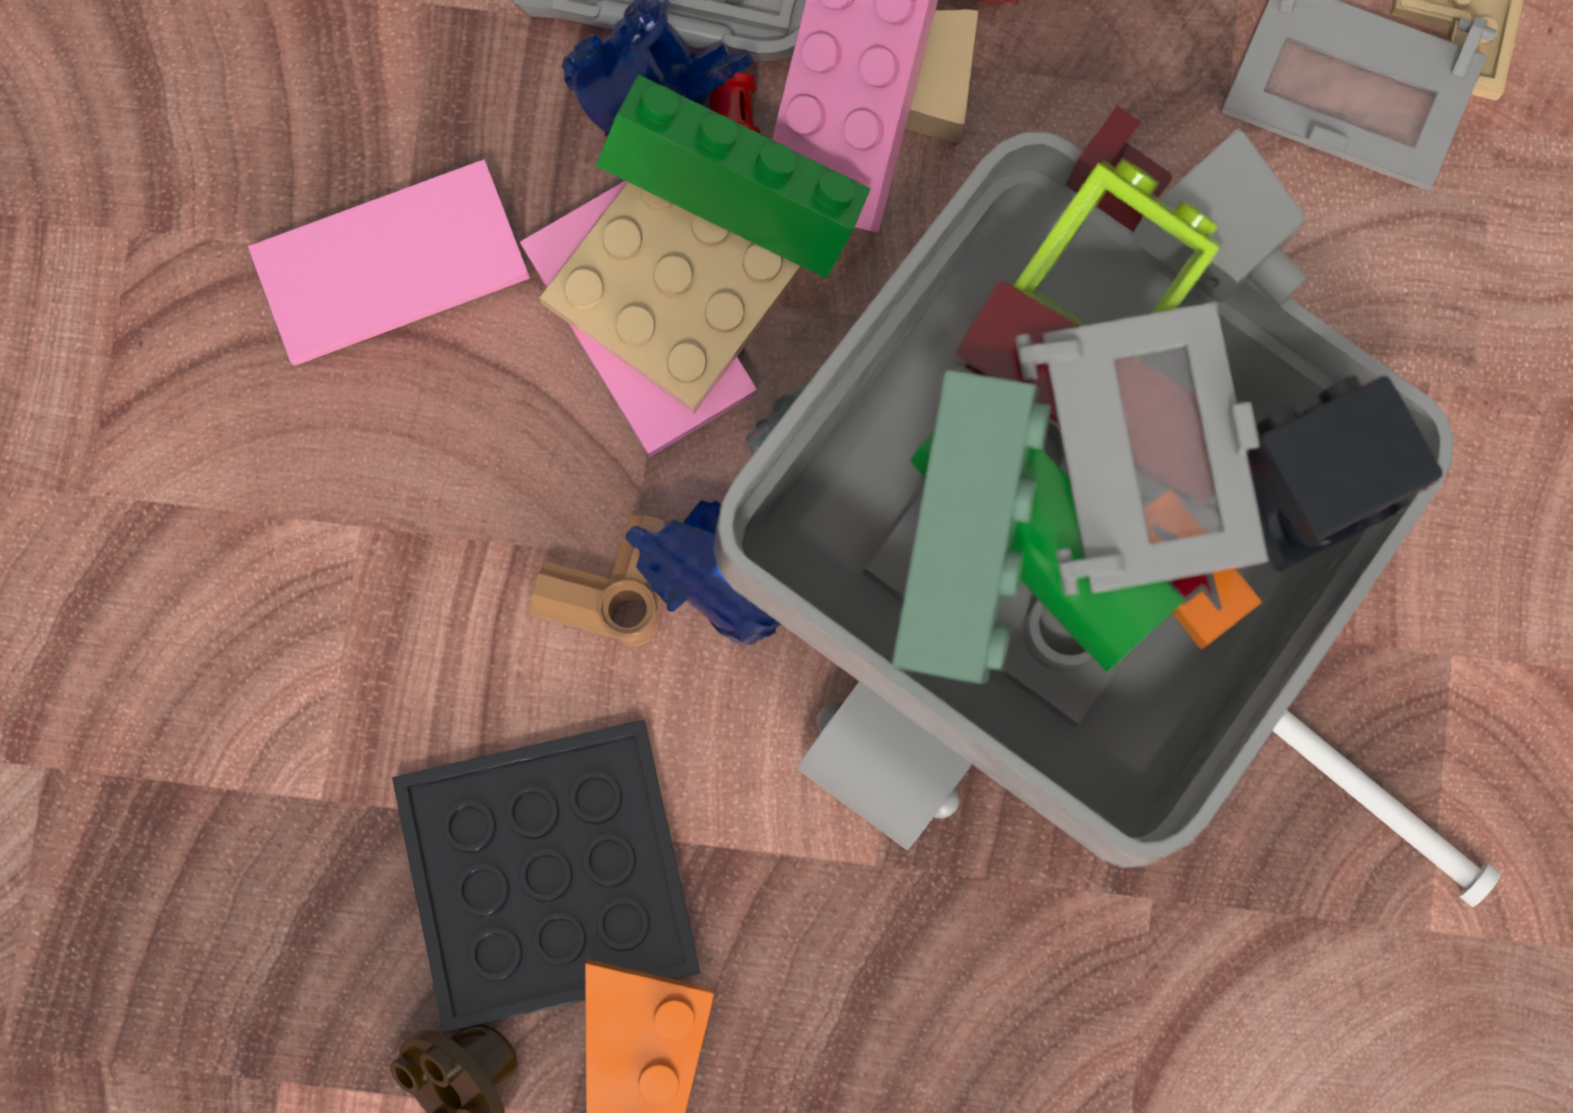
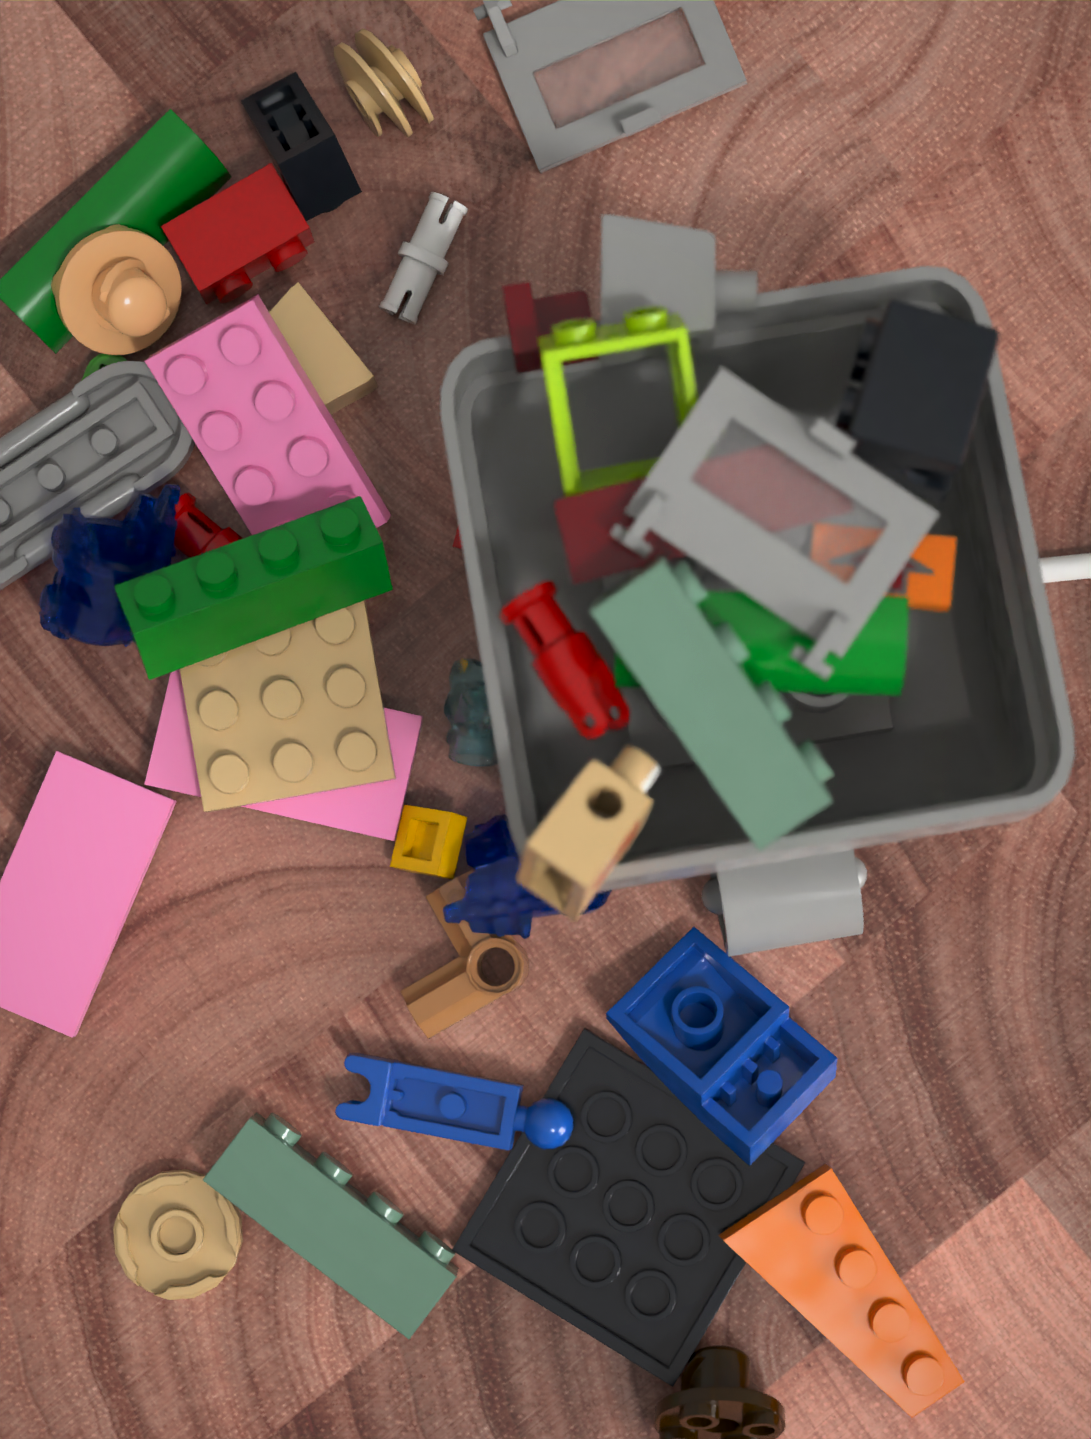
camera: 40 degrees left, 5 degrees up
(219, 572) = (177, 1235): none -> tan tile
(330, 671) = (332, 1223): none -> sand green brick
(498, 677) = (452, 1105): none -> blue plate
(671, 479) = (428, 841): none -> yellow plate
(728, 830) = (723, 1044): none -> blue slope
(783, 531) = (575, 848): none -> tan torso
(894, 404) = (566, 661): none -> red piece
(1081, 85) = (423, 258): none -> white pin

